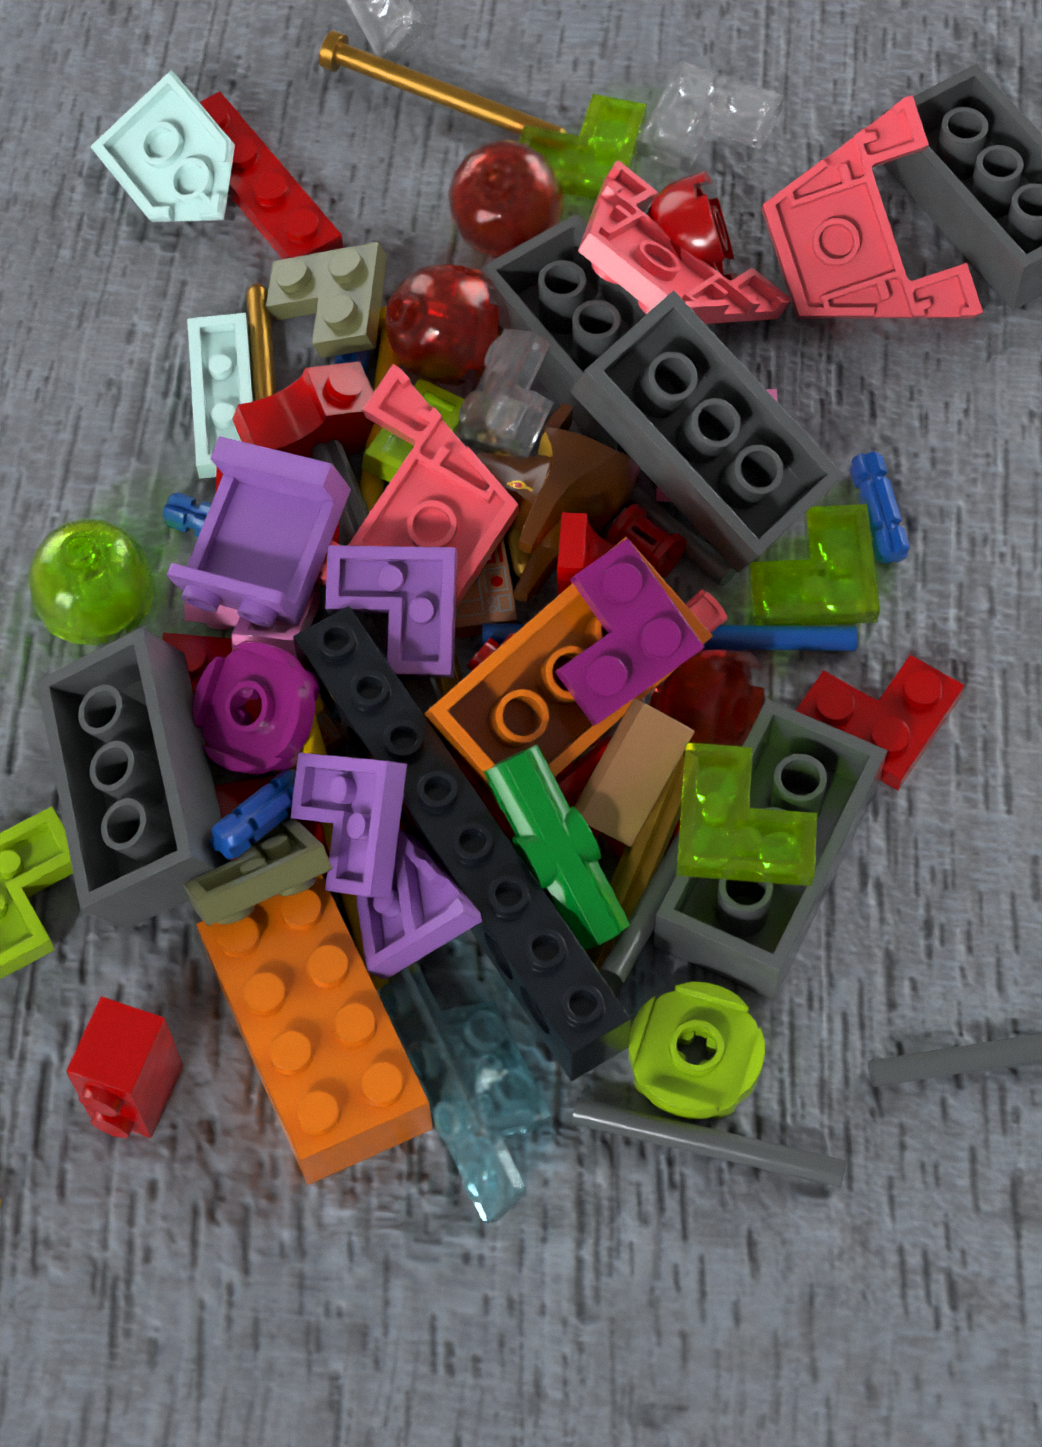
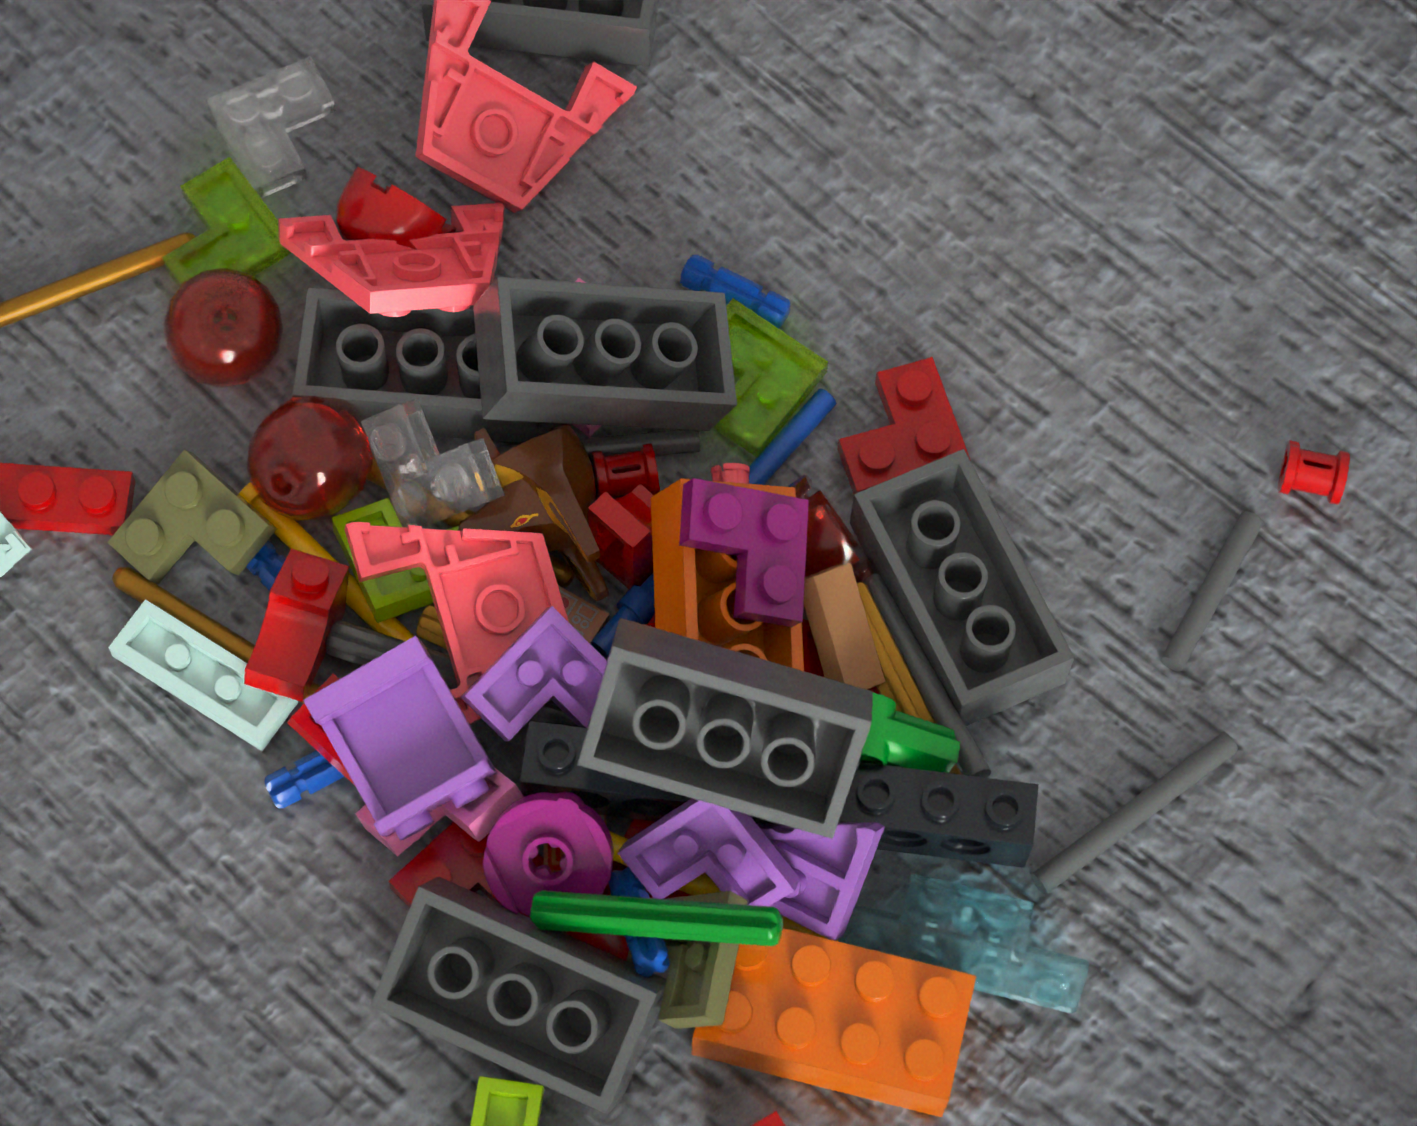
camera: 55 degrees left, 5 degrees up
(90, 581) = (288, 904): clear neon green cylinder -> none
(256, 812) = (657, 918): none -> green axle
(433, 718) = (727, 728): none -> dark grey brick
(689, 1089) = (1068, 732): lime plate -> none
(728, 838) = (942, 608): clear neon green plate -> none

